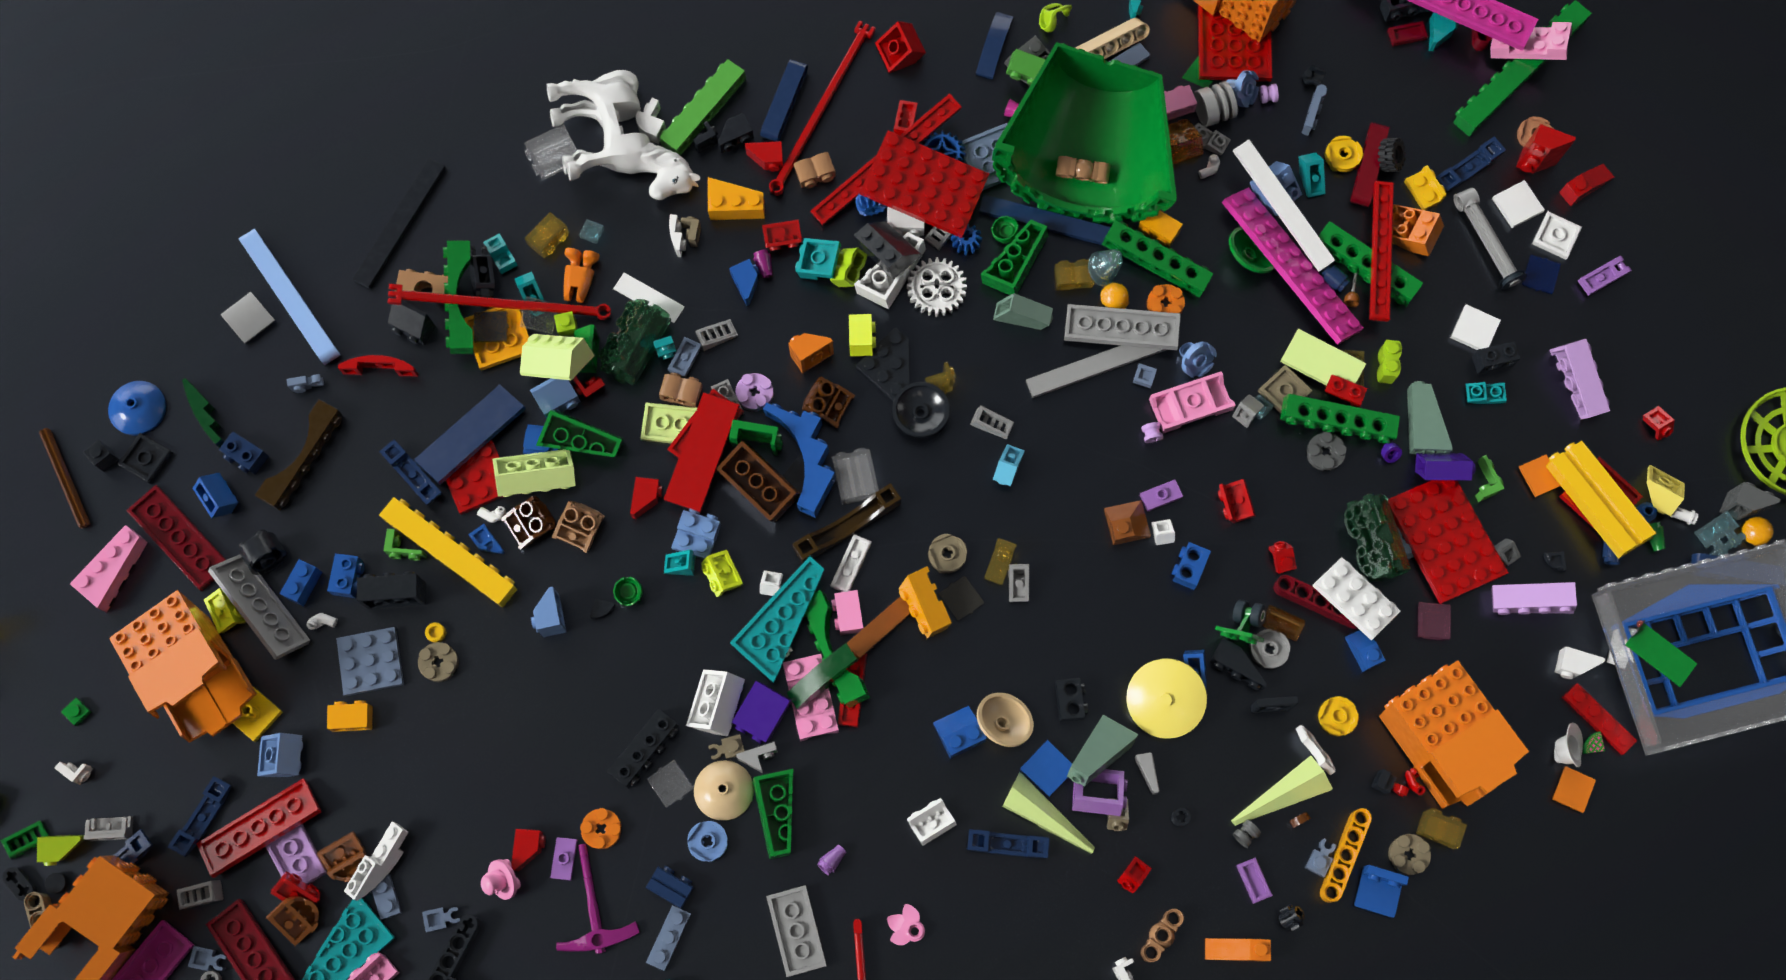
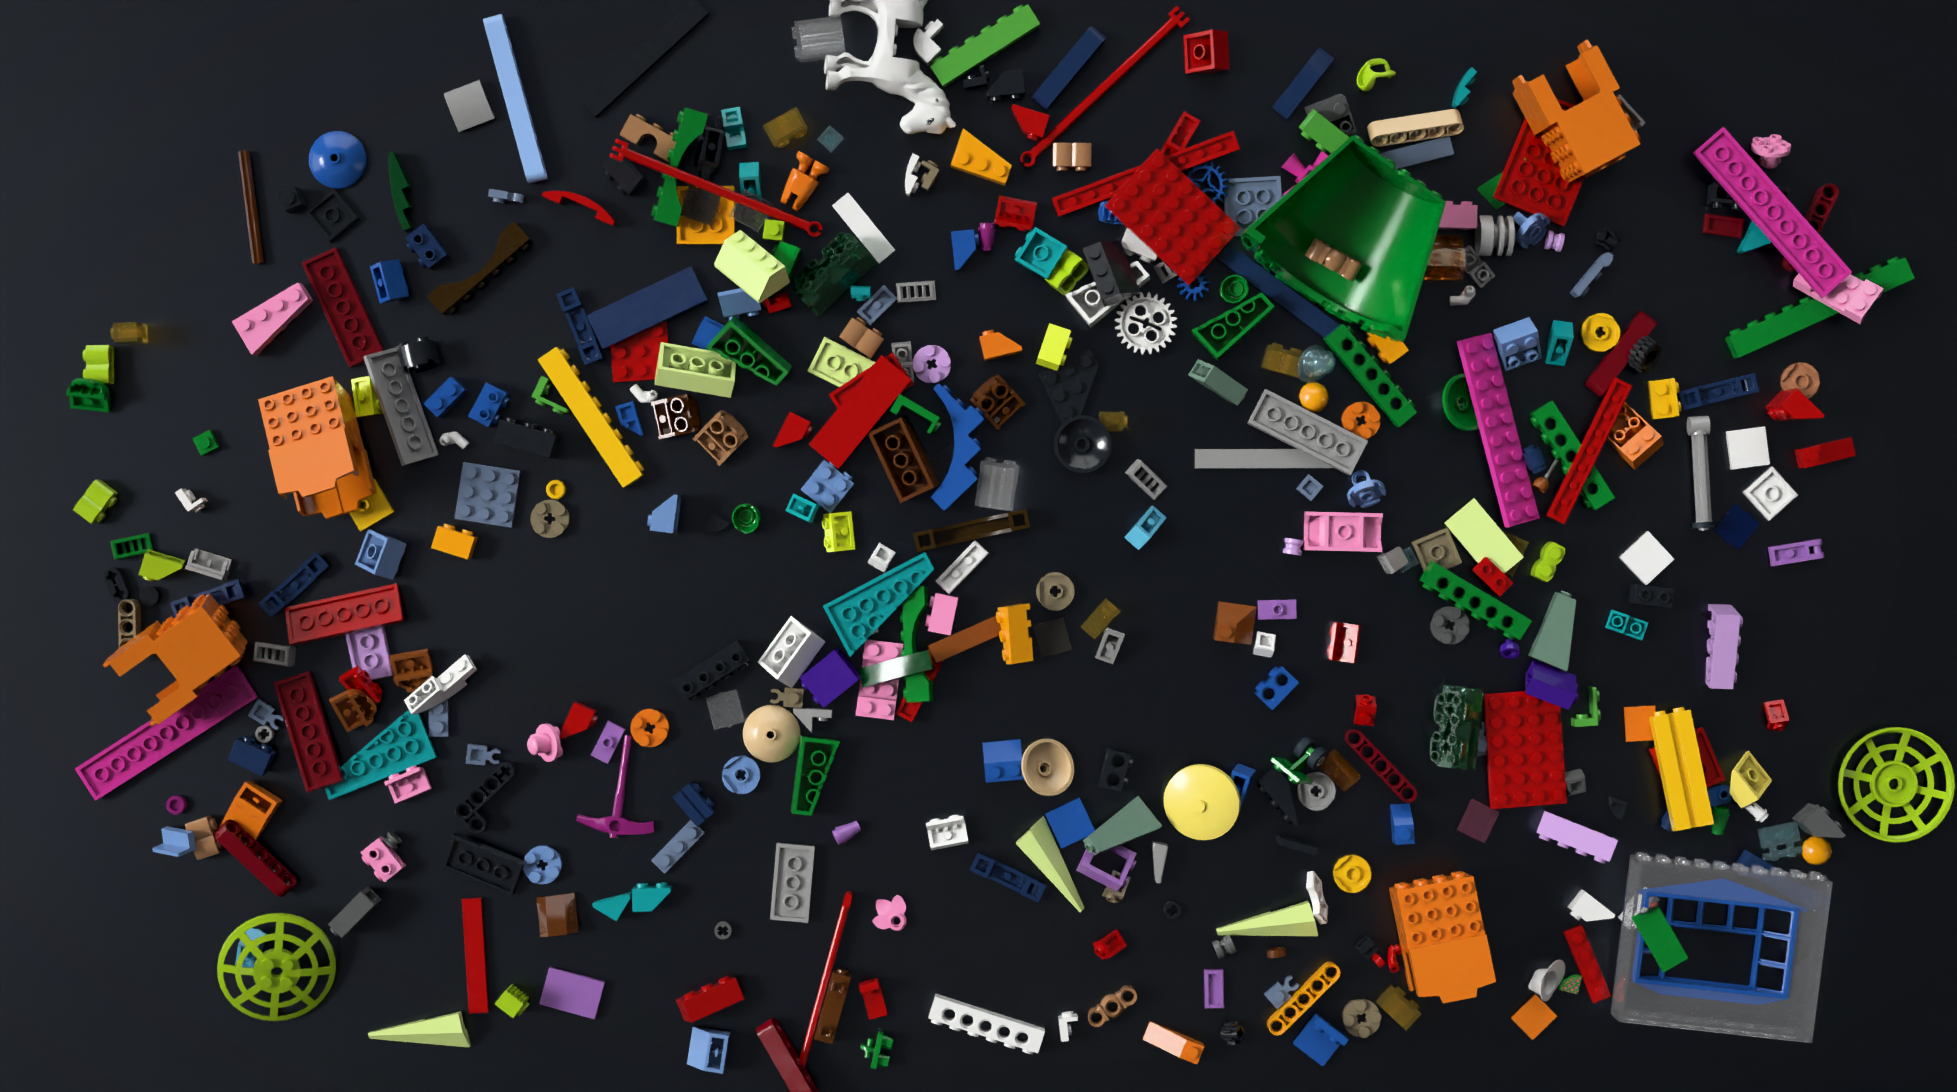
camera: 20 degrees right, 15 degrees up
(1283, 205) = (1513, 370): white tile -> none
(1356, 598) = (1414, 777): white bracket -> none

